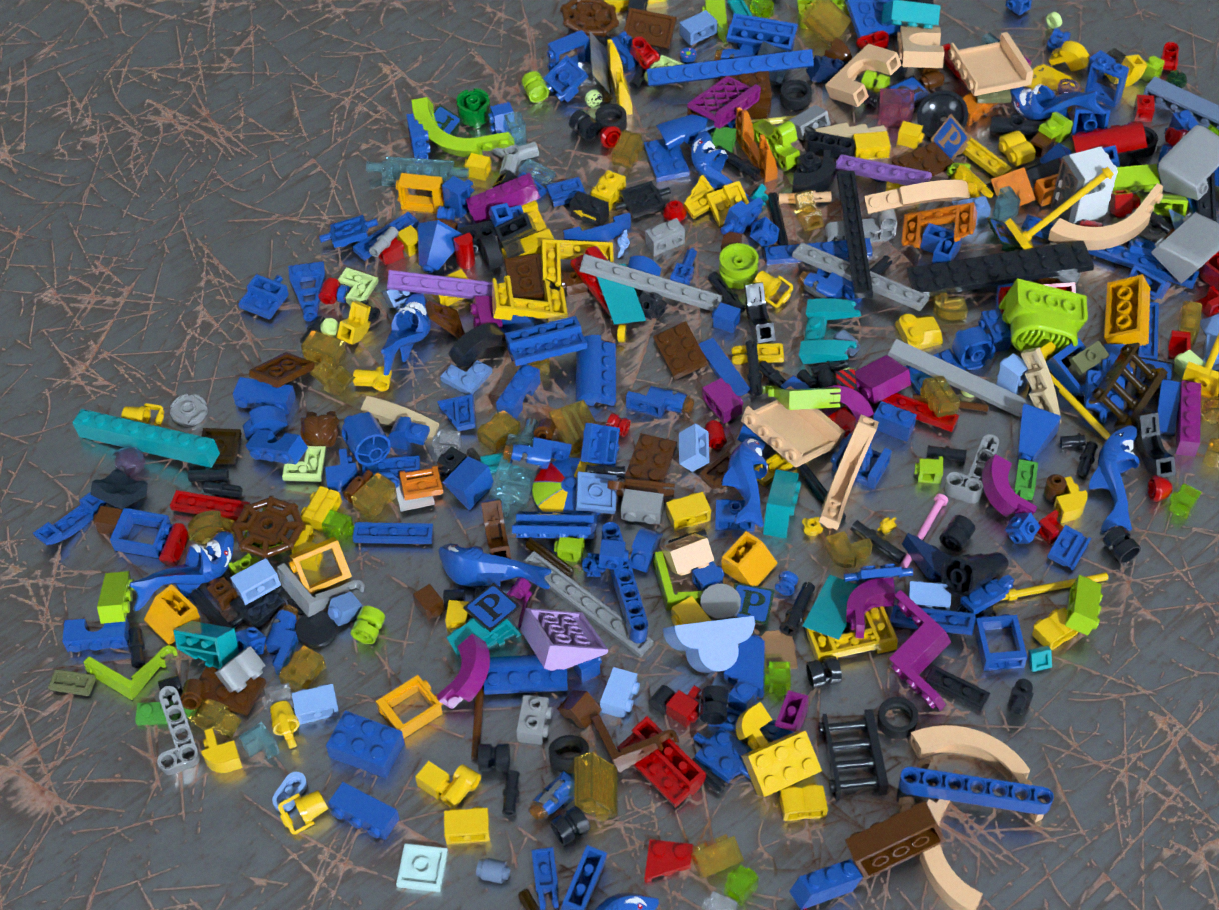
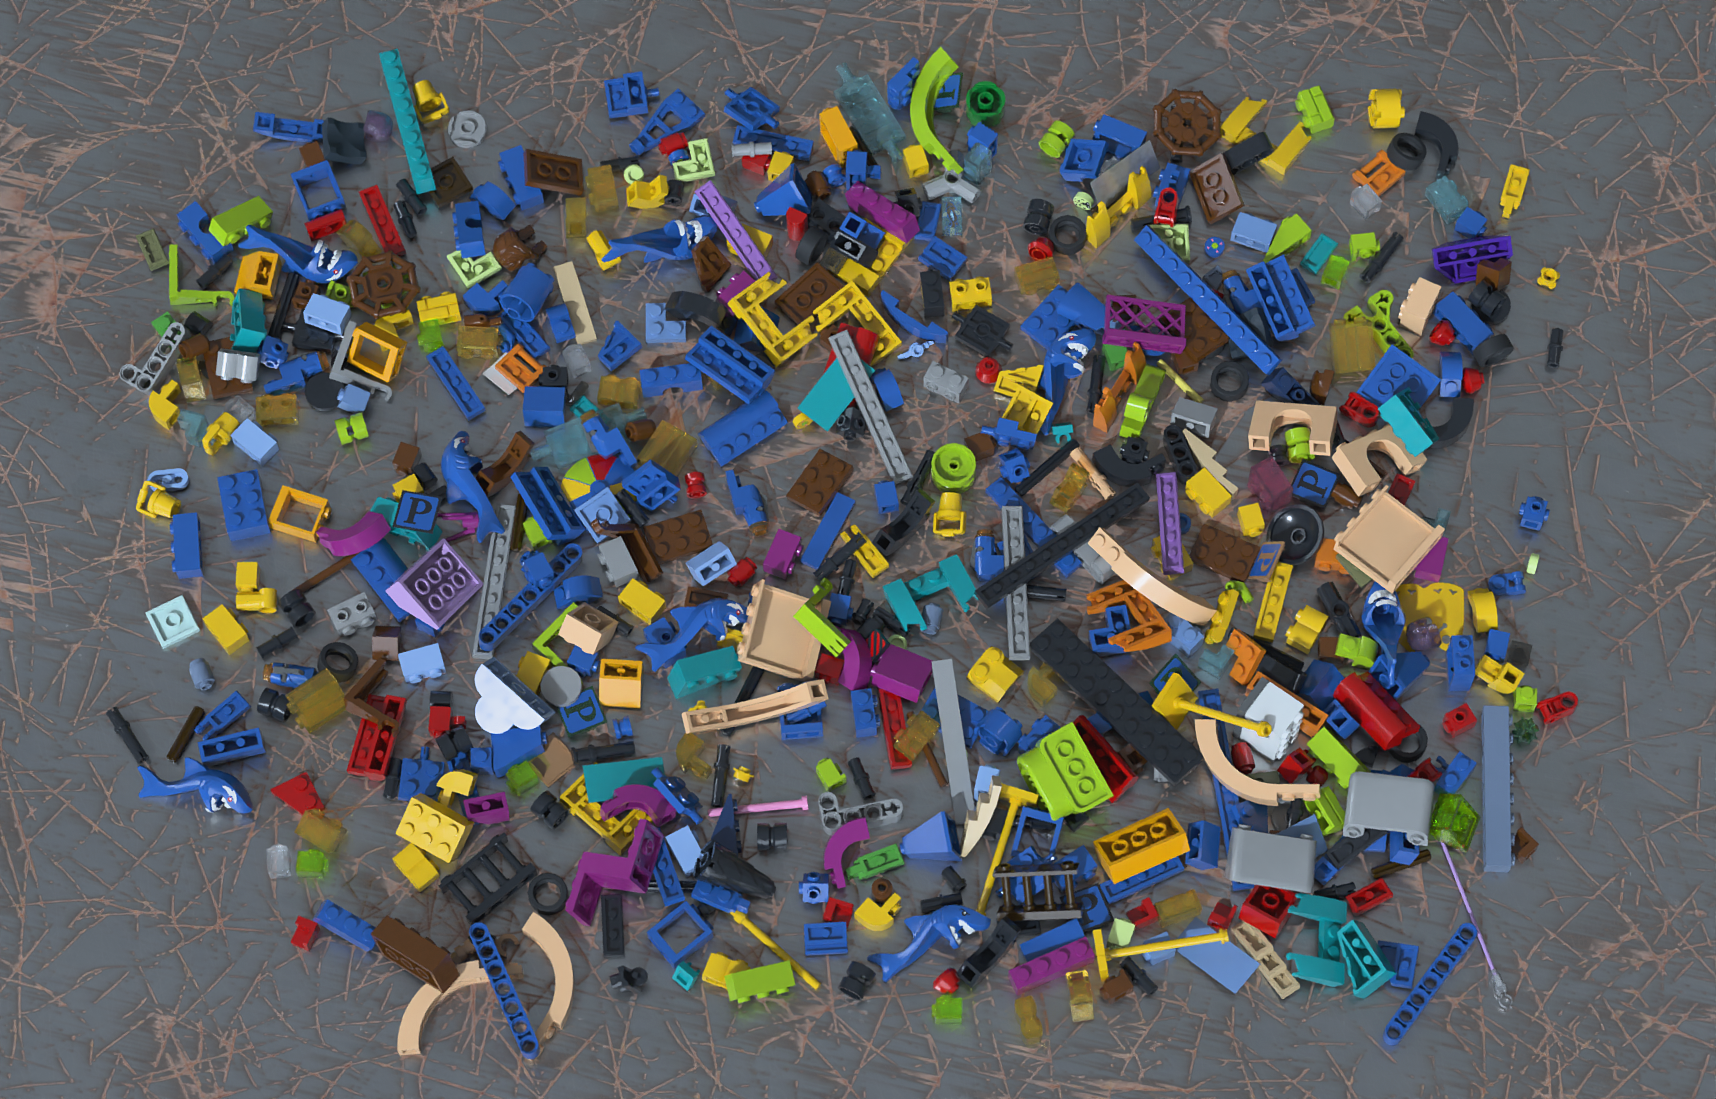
camera: 55 degrees right, 15 degrees up
(684, 272) = (915, 426): blue connector -> none
(1089, 357) = (1048, 839): olive plate -> none

